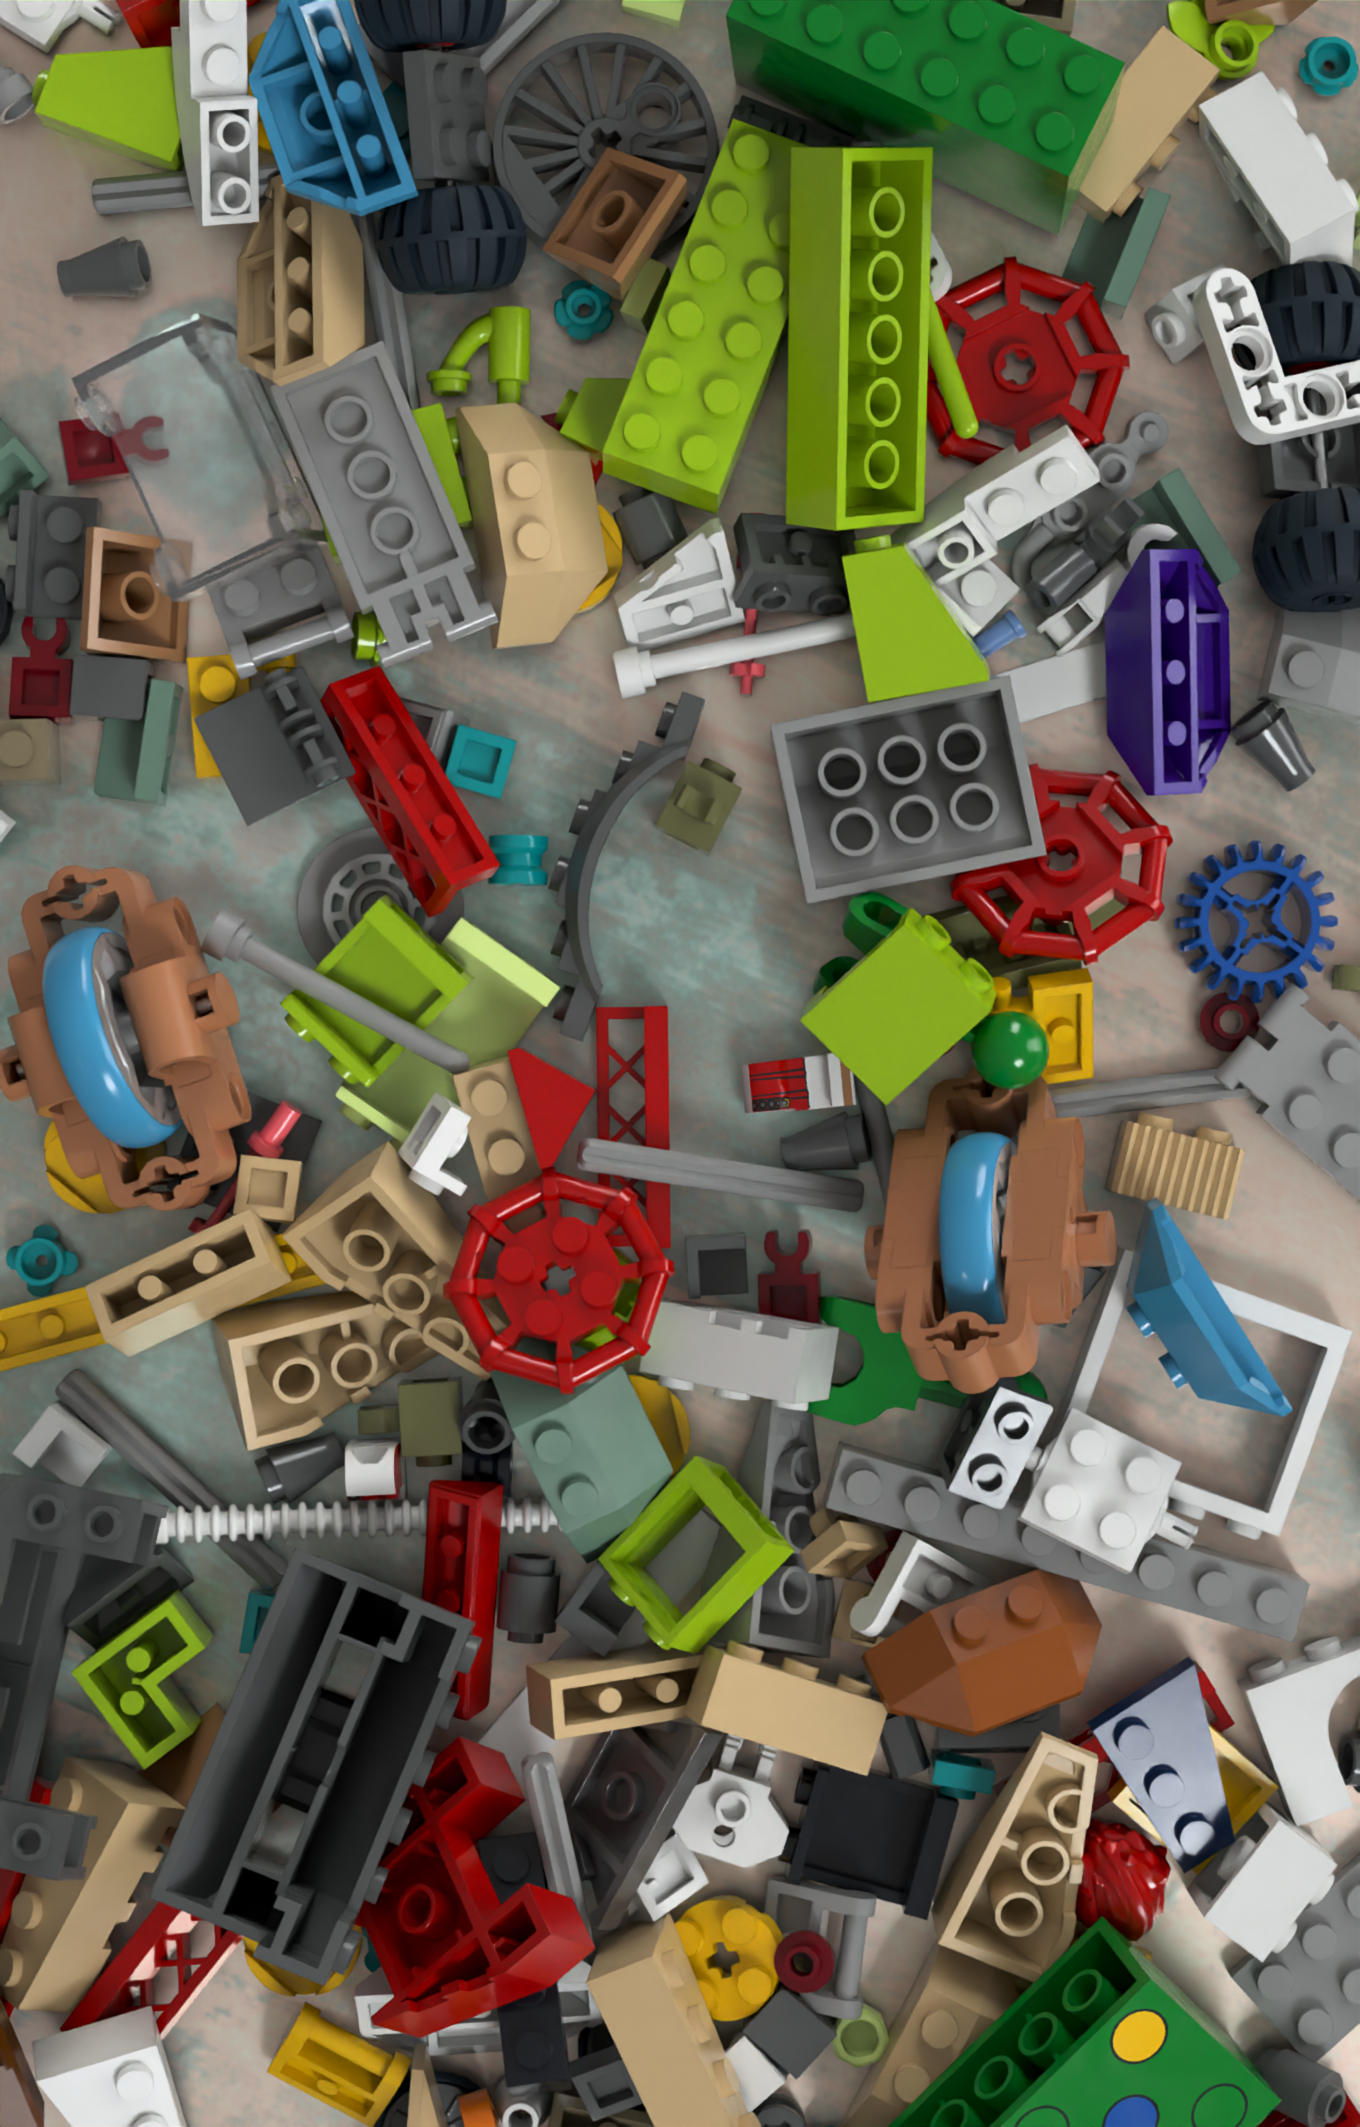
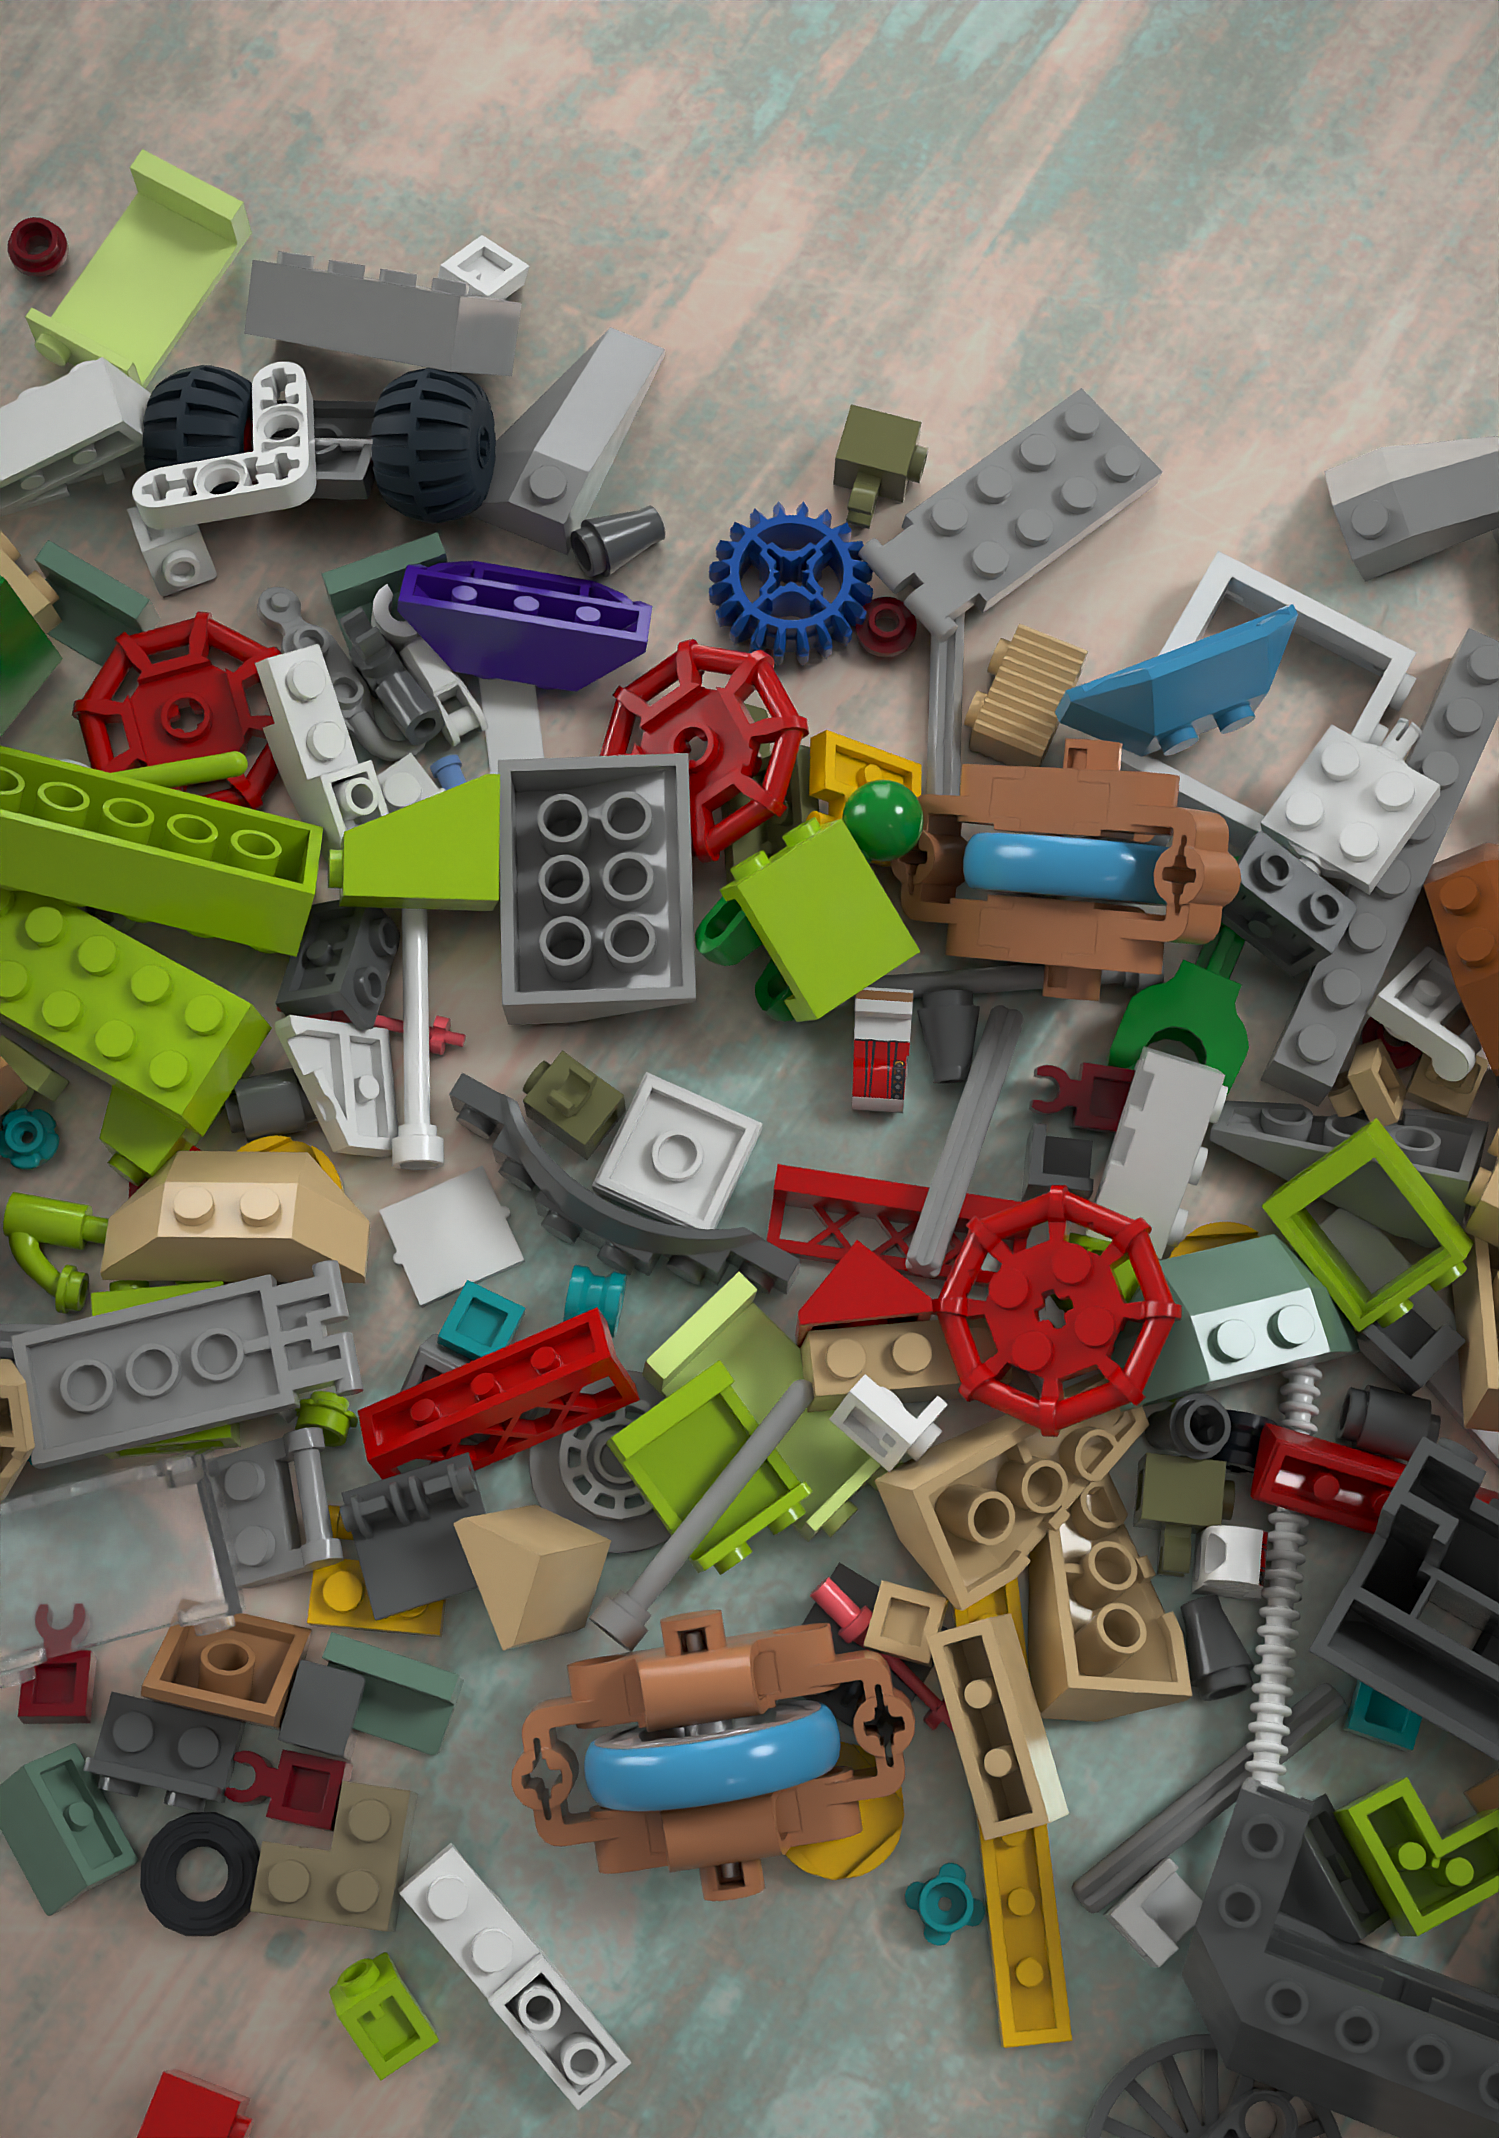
camera: 85 degrees left, 15 degrees down
(260, 849) = (533, 1571): none -> tan slope
(561, 718) = (452, 1236): none -> white piece
(667, 912) = (677, 1155): none -> white plate

